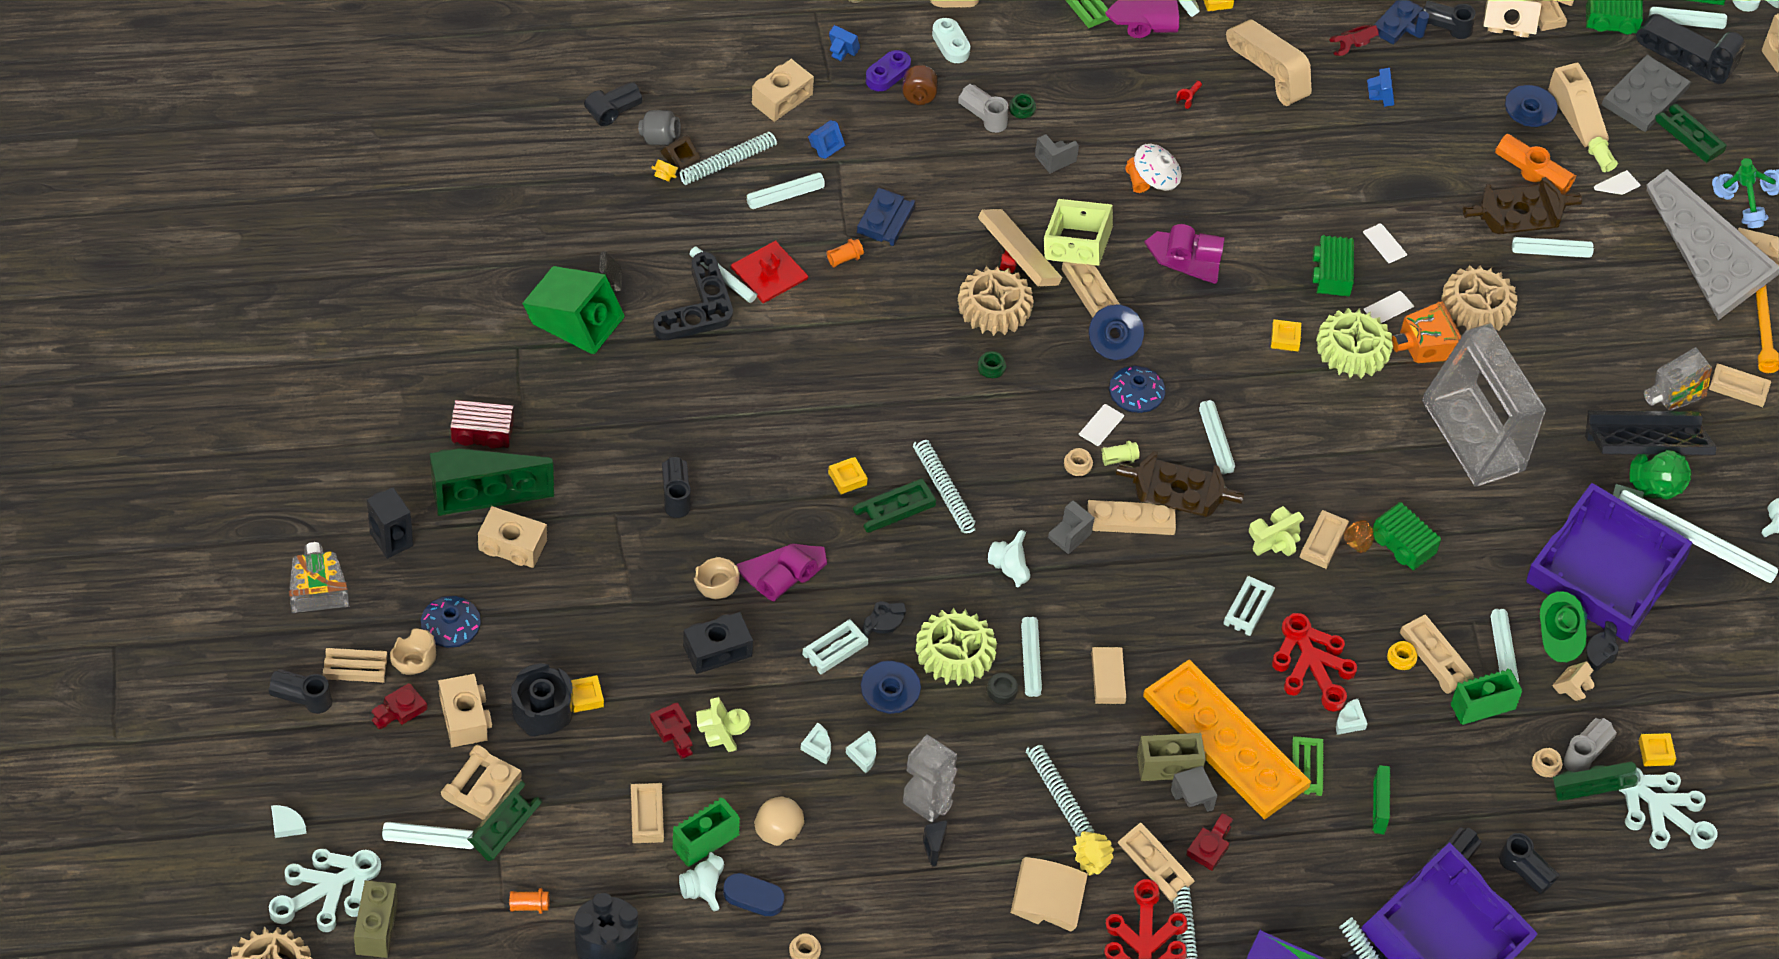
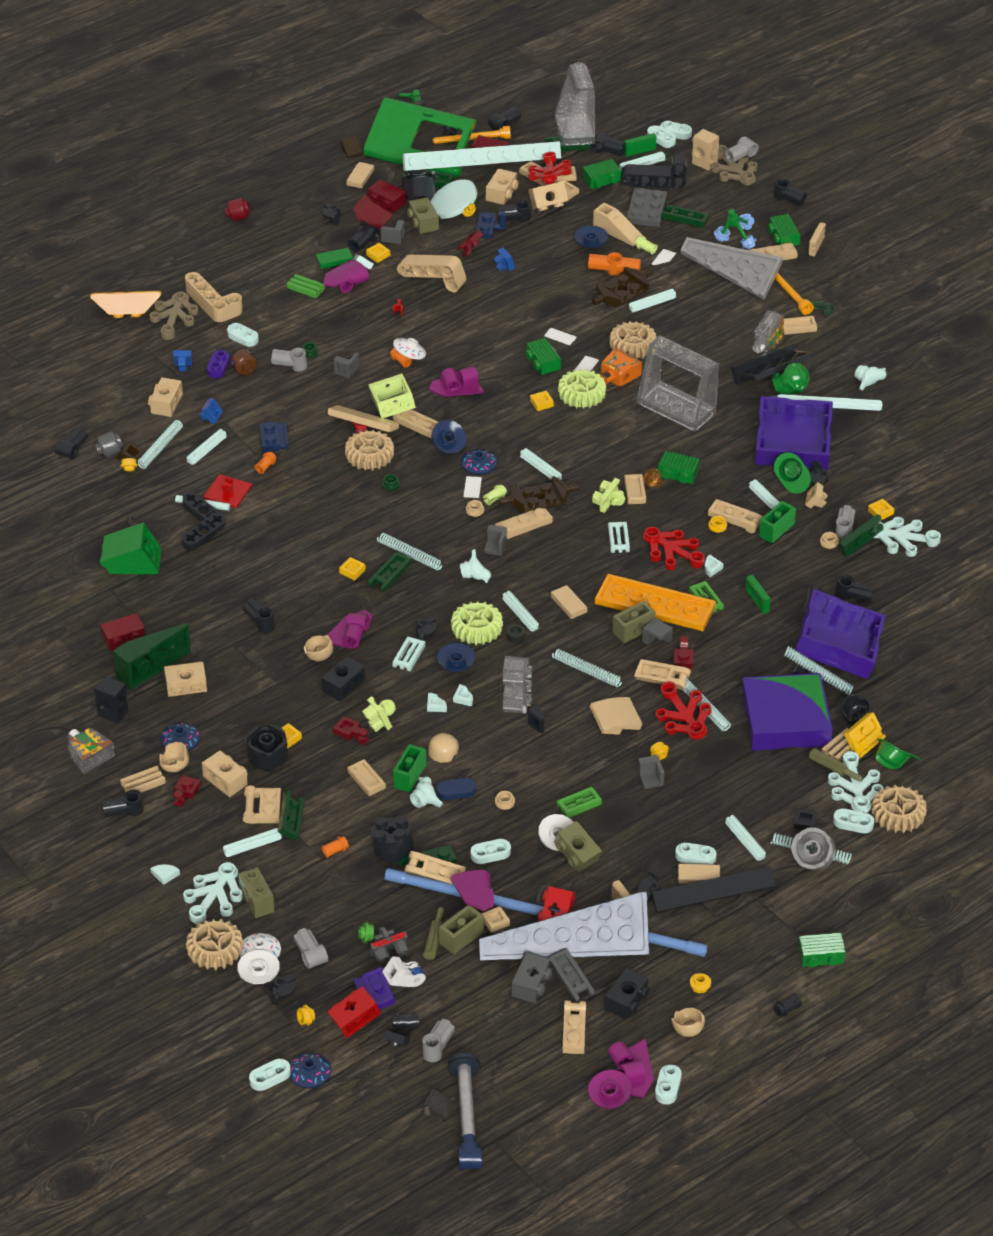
camera: 25 degrees left, 10 degrees down
(1093, 852) = (625, 685): light yellow piece -> none

